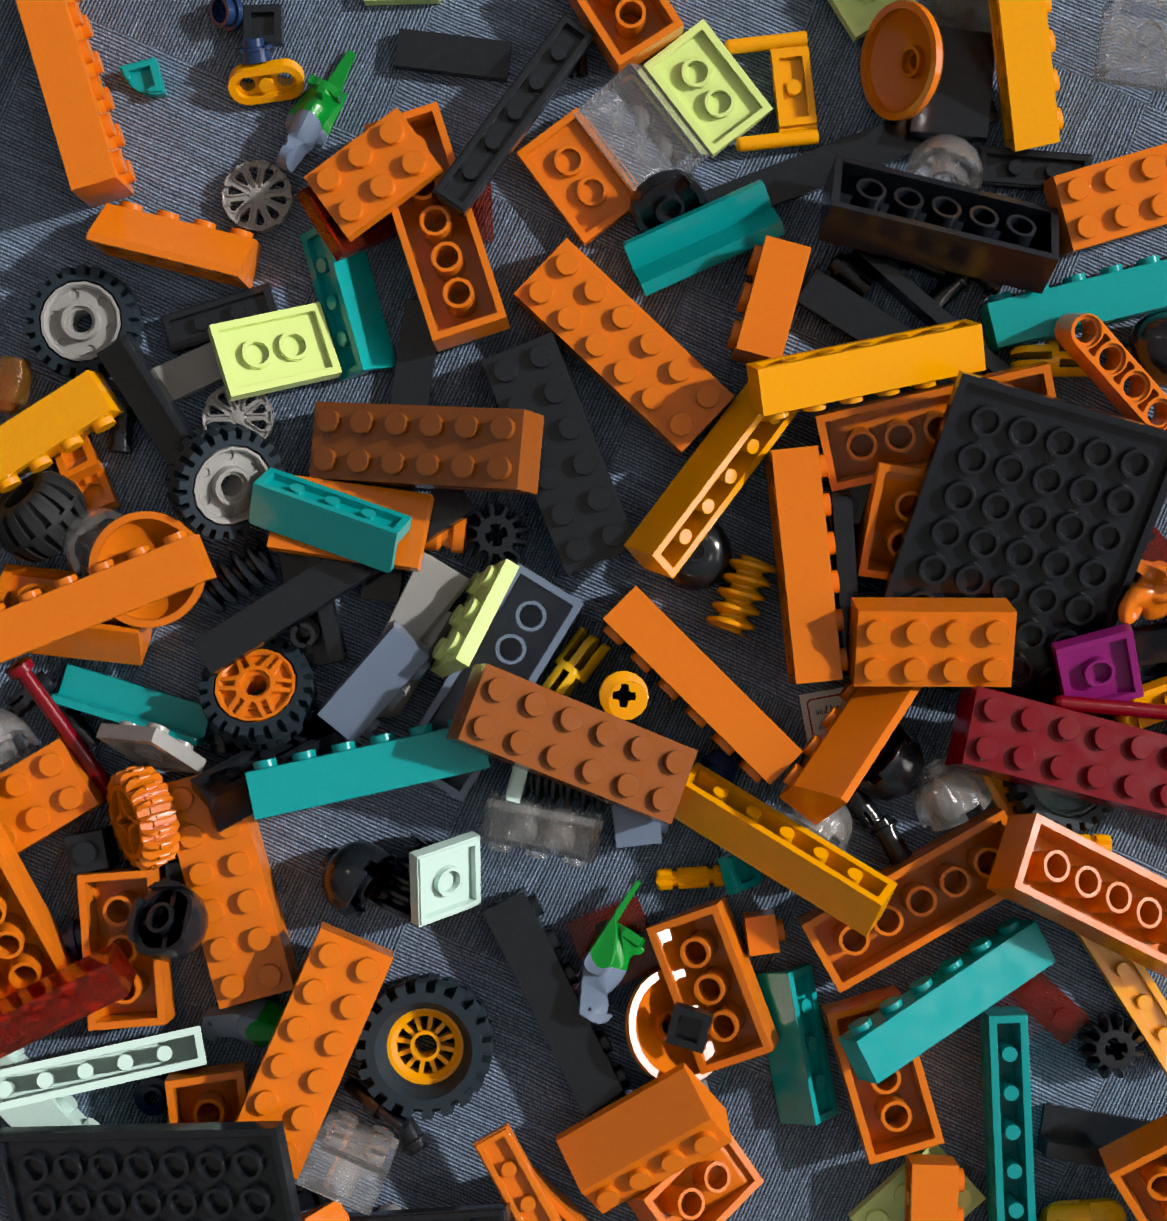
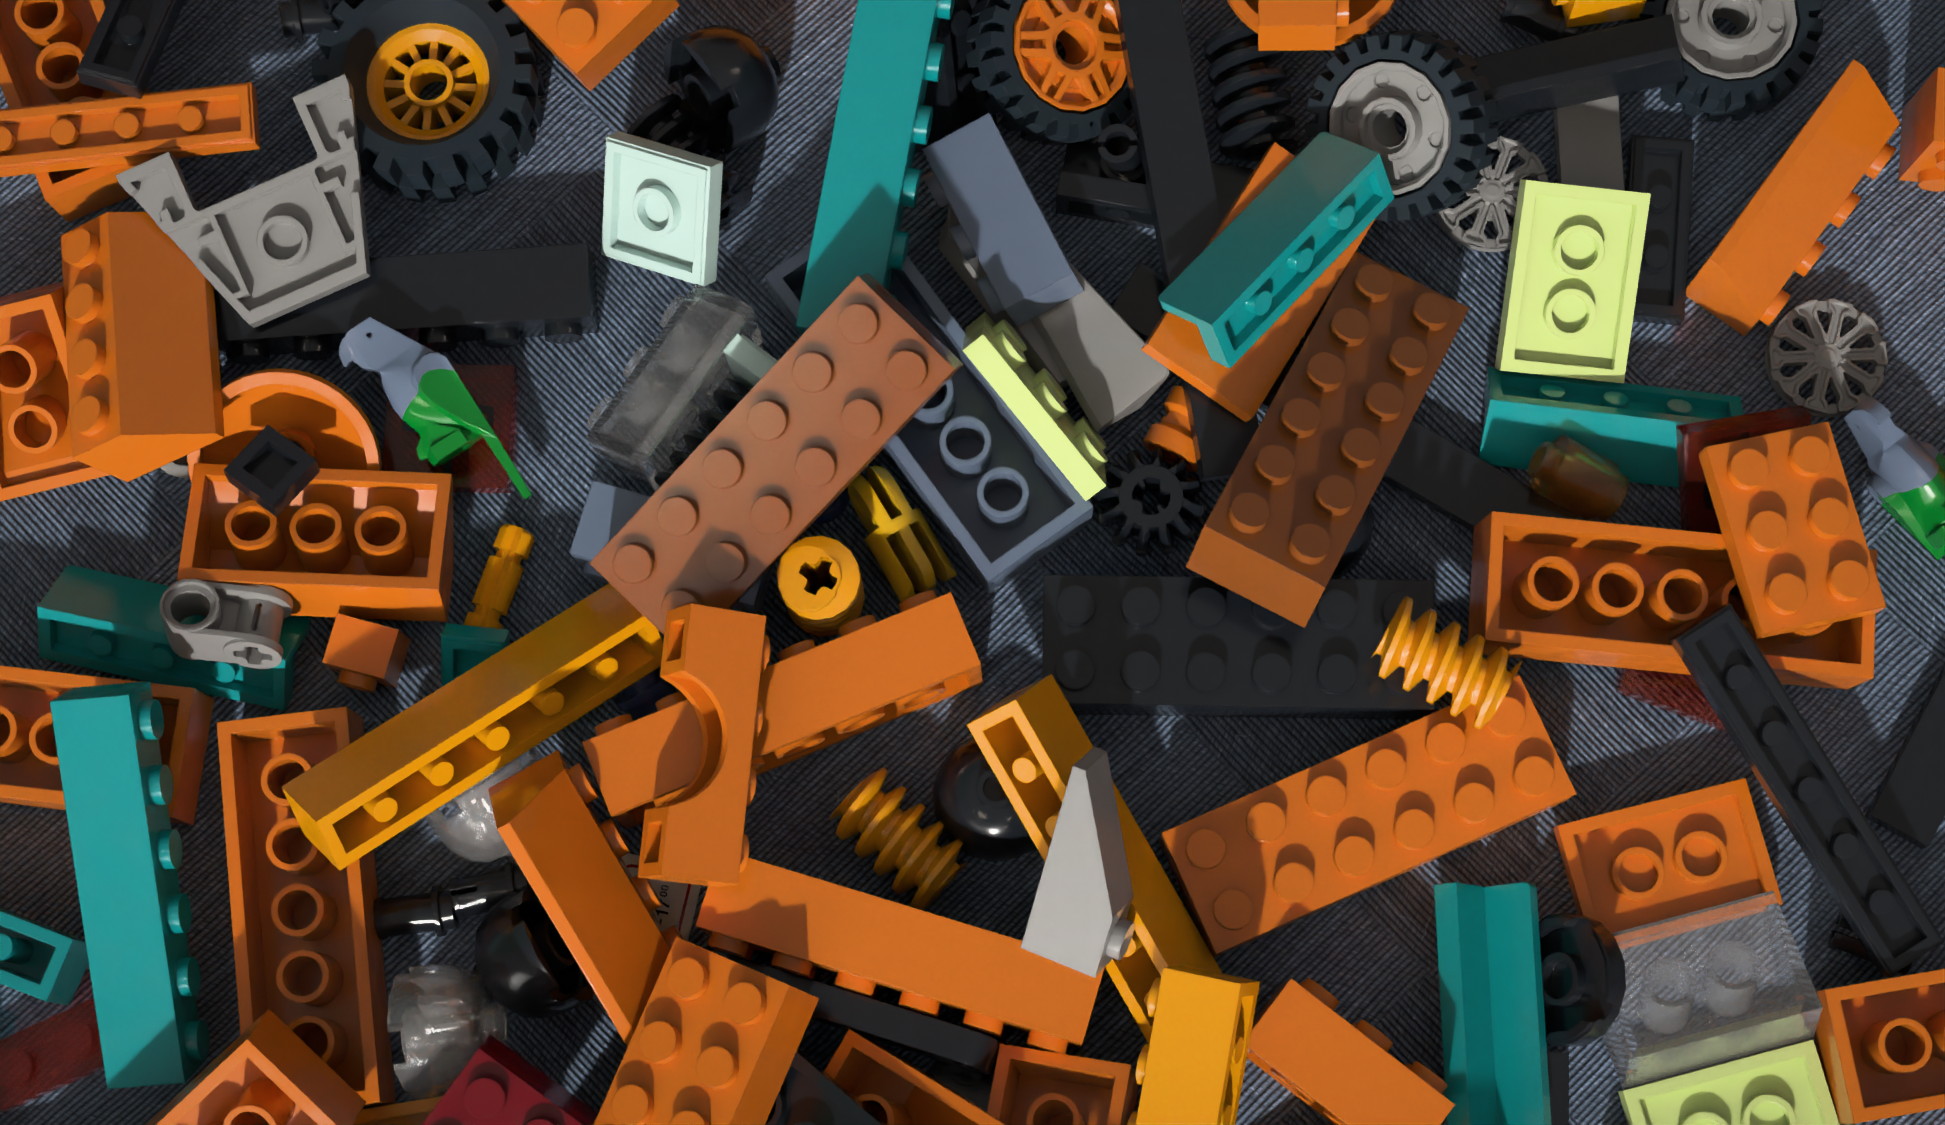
camera: 115 degrees right, 10 degrees down
(386, 305) = (1577, 478): none -> clear orange brick
(528, 333) = (1445, 663): none -> light orange piece
(555, 1085) = (283, 237): none -> light grey wing
(732, 477) = (1085, 877): none -> light grey slope
(782, 1010) = (232, 624): none -> light grey piece
(793, 696) = (717, 666): none -> orange arch

